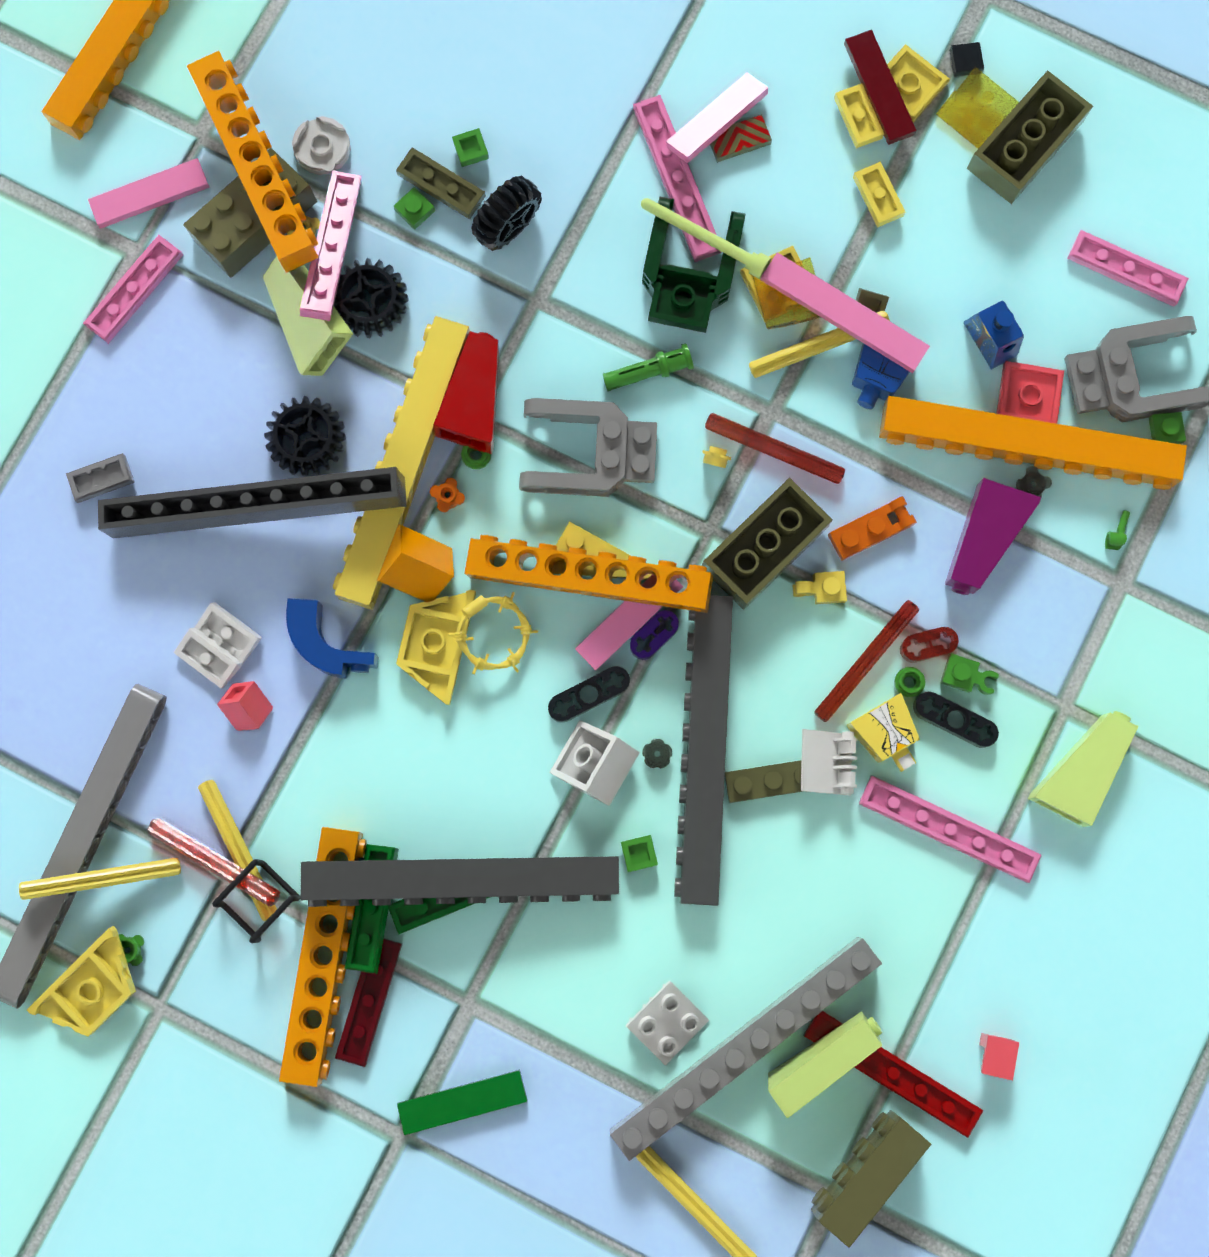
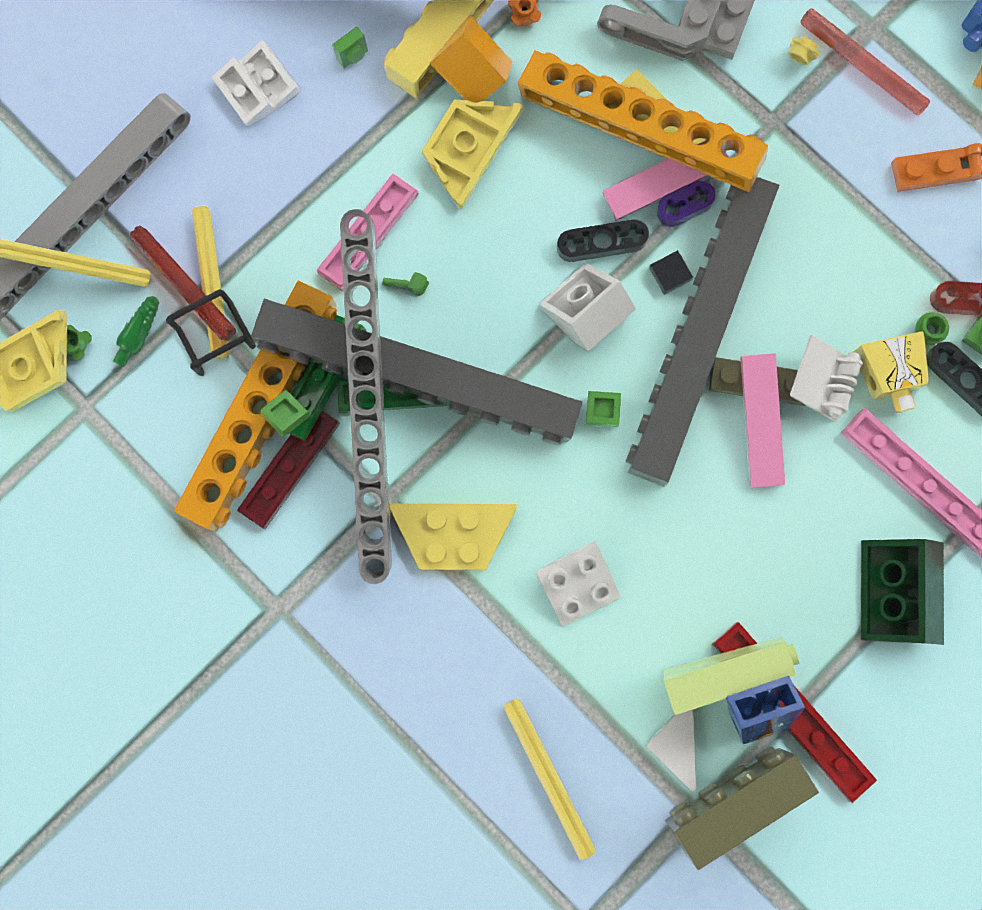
camera: 25 degrees right, 0 degrees up
(183, 922) = (136, 331): none -> green piece
(245, 706) = (263, 147): coral panel -> none
(297, 584) = (350, 47): none -> bright green plate
(305, 631) = (344, 90): blue arch -> none
(352, 957) = (284, 413): none -> bright green plate
(369, 755) = (385, 210): none -> bright pink tile
(429, 938) = (374, 416): none -> light grey beam
(431, 791) = (416, 285): none -> bright green hand
(462, 1102) = (347, 595): green tile -> none
(472, 609) = (516, 118): light yellow piece -> none
(539, 1013) = (453, 533): none -> light yellow wing
(660, 704) = (671, 272): none -> black tile
(665, 754) = (646, 324): clear smoke plate -> none
(744, 1048) = (652, 633): light grey brick -> none
(767, 543) = (831, 144): olive brick -> none
(784, 818) = (762, 420): none -> bright pink tile
(800, 1142) = (676, 747): none -> white tile
(826, 587) = (873, 209): light yellow plate -> none
(862, 1086) = (758, 709): none -> blue torso
(866, 661) = (894, 294): clear red axle -> none
(954, 934) = (902, 591): none -> dark green slope
(999, 1056) = (912, 729): coral panel -> none

